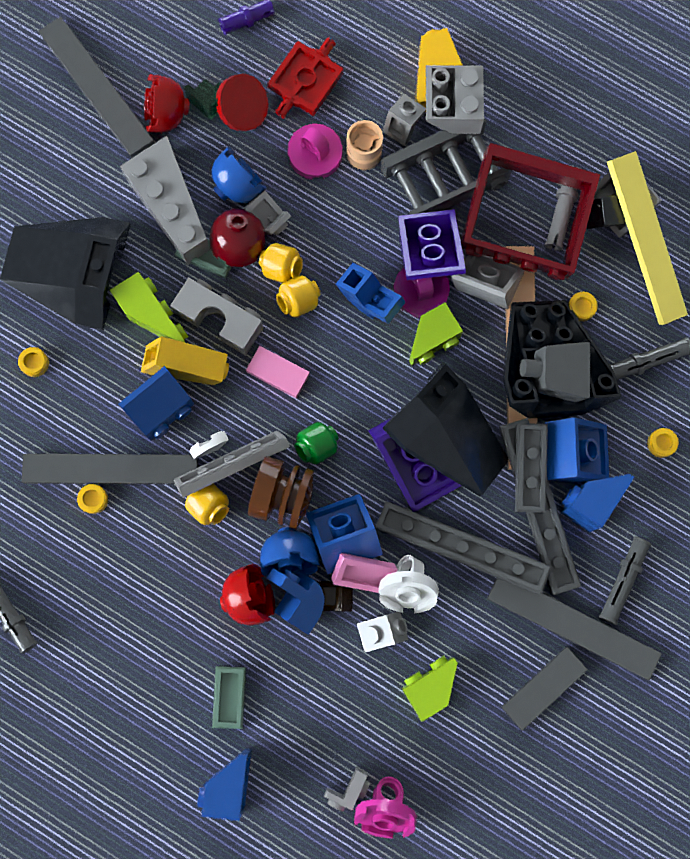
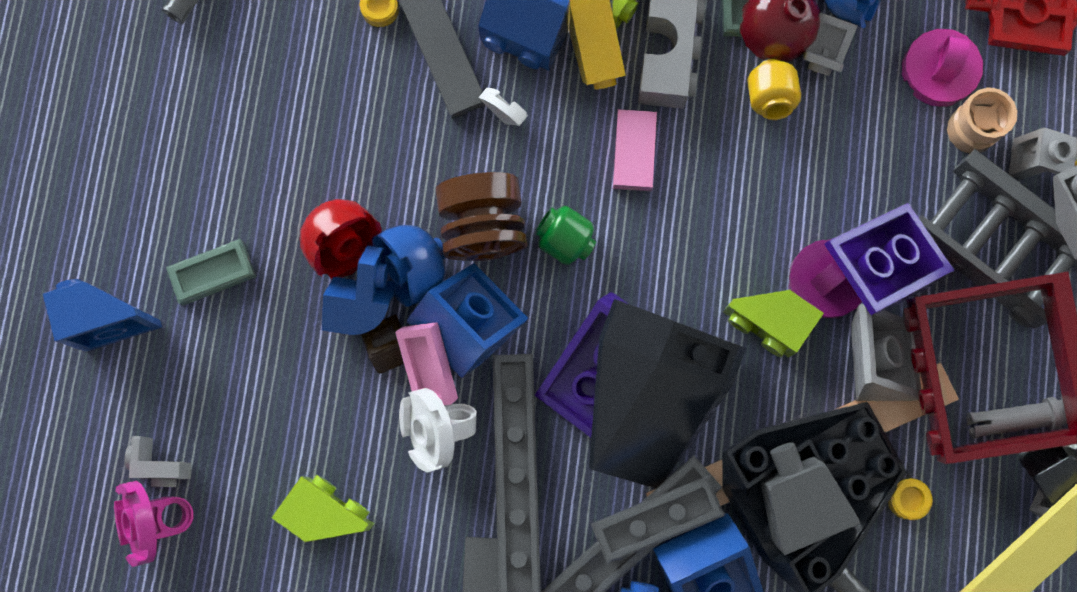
camera: 70 degrees right, 0 degrees up
(208, 505) = (431, 137): yellow head -> none
(231, 463) = (491, 142): light grey tile -> none
(298, 296) = (742, 129): yellow head -> none
(368, 295) = (787, 213): blue brick -> none
(382, 631) = (367, 422): bracket -> none

